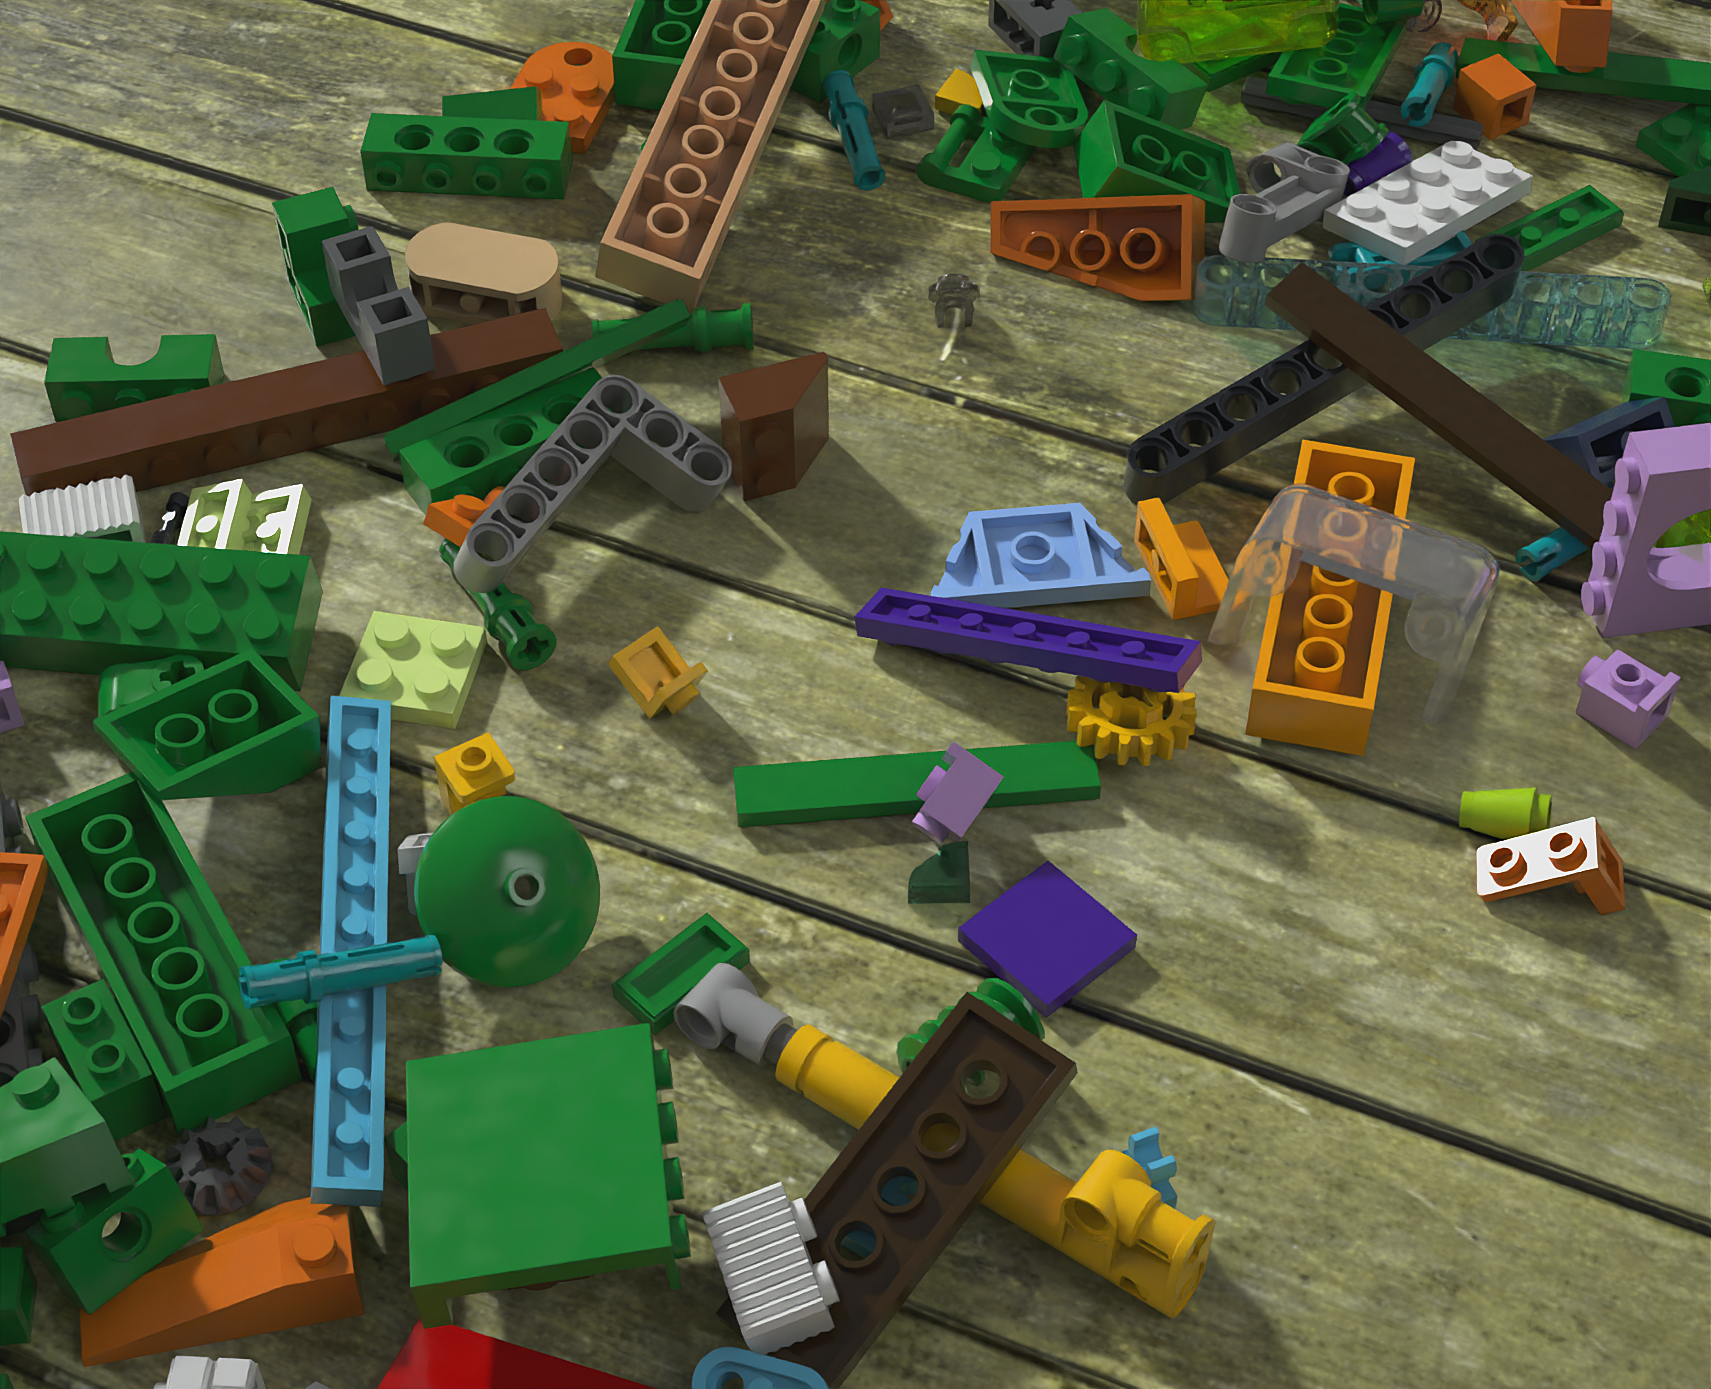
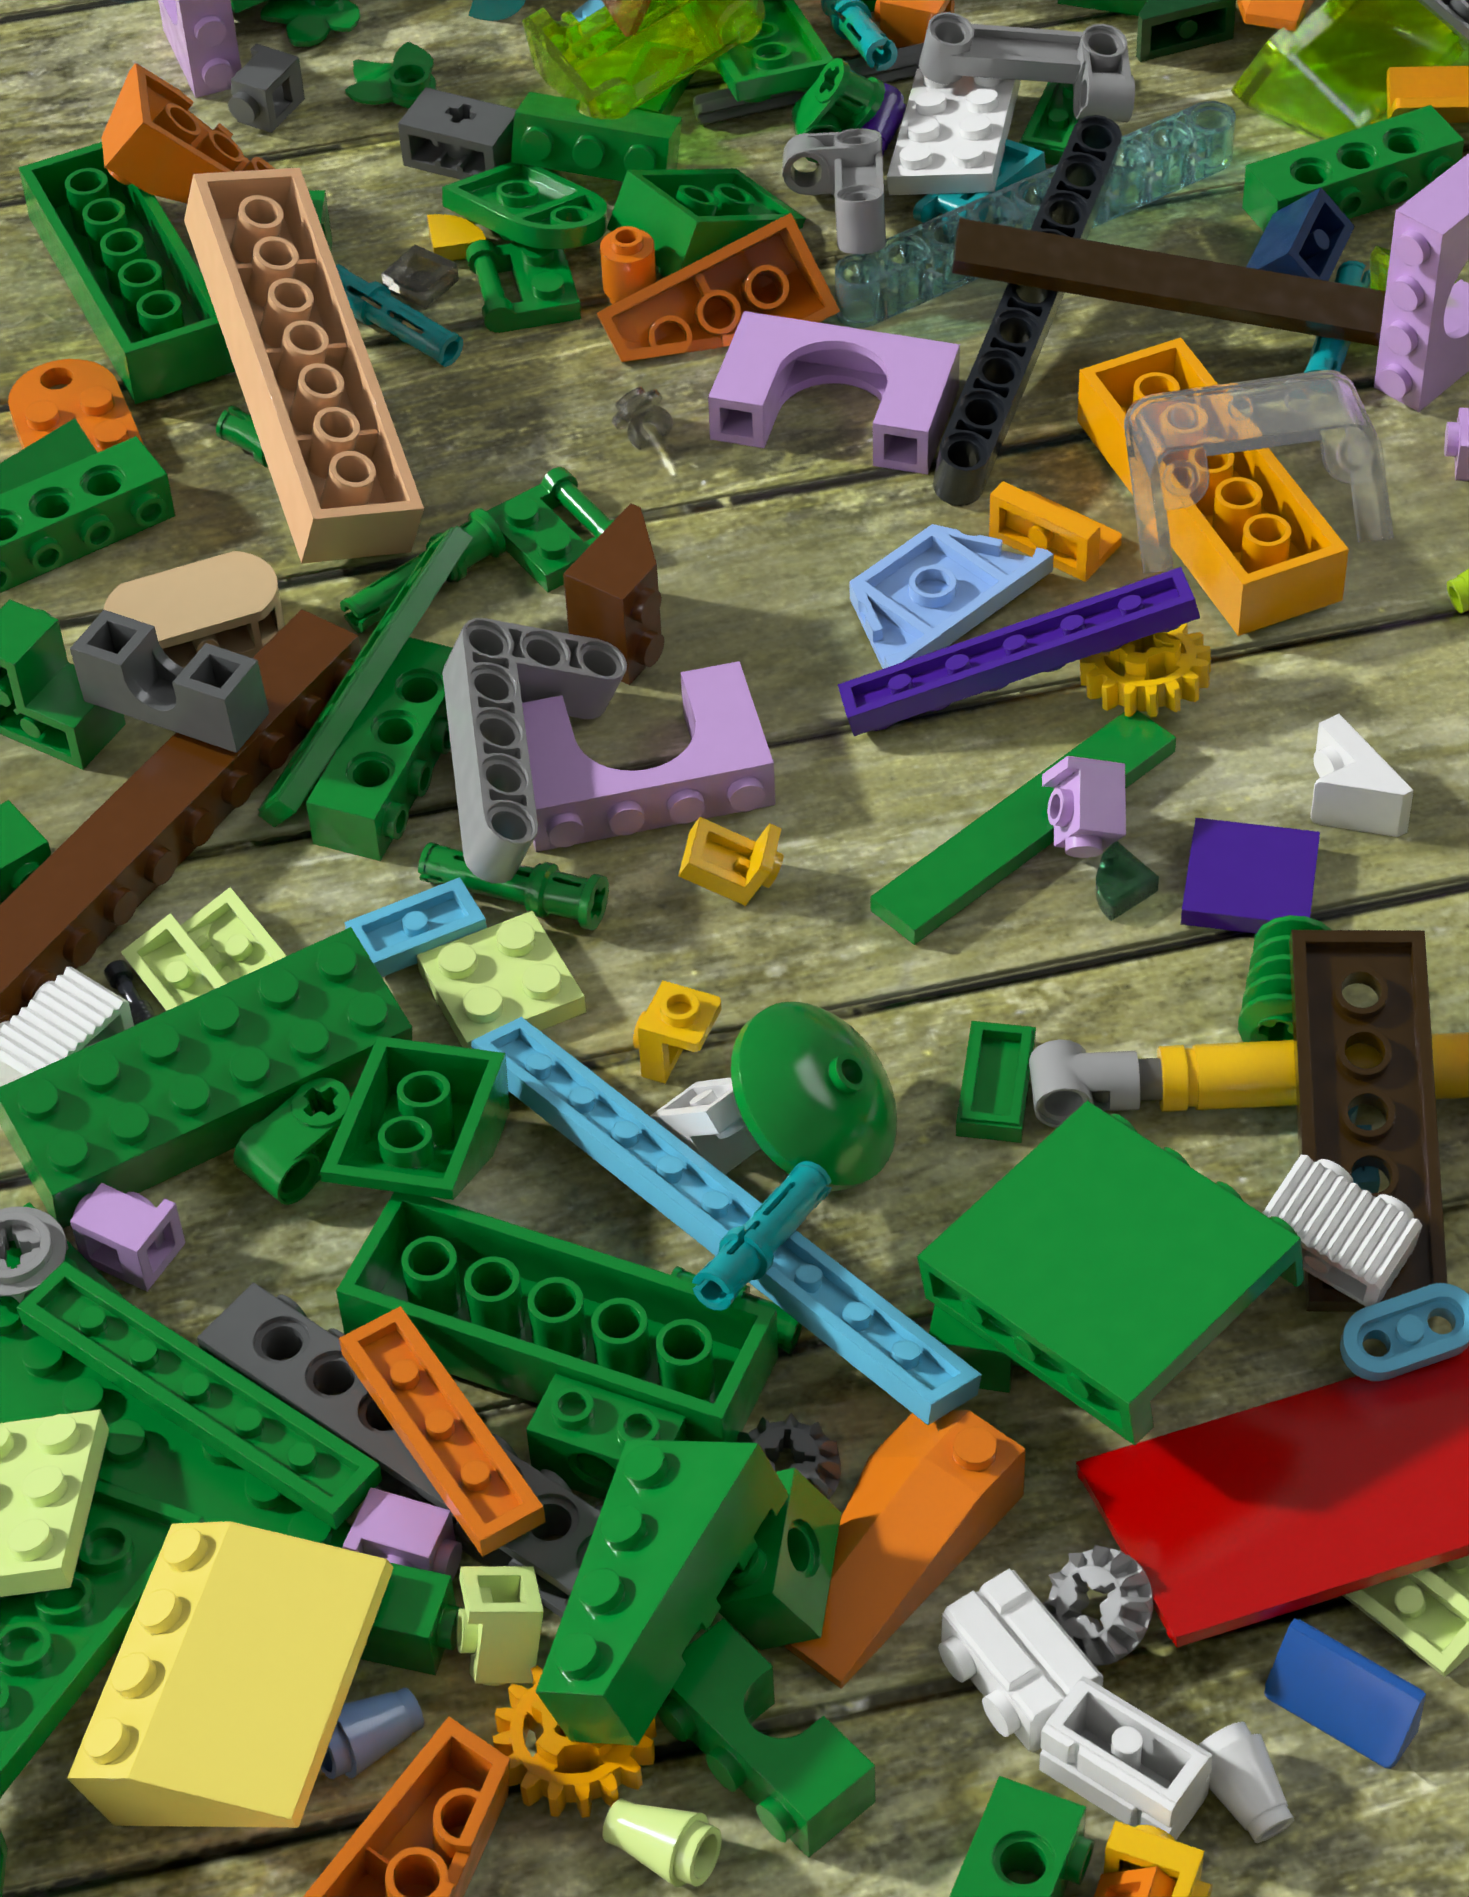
camera: 35 degrees left, 0 degrees up
(392, 588) = (417, 924): none -> medium azure plate
(456, 516) = (429, 824): orange plate -> none
(720, 602) = (717, 774): none -> lavender arch
(793, 334) = (539, 536): none -> green plate
(1054, 172) = (627, 262): none -> orange brick
(1103, 309) = (784, 355): none -> lavender arch
(1200, 918) = (1356, 784): none -> white slope
(1584, 195) = (1090, 60): none -> light grey piece

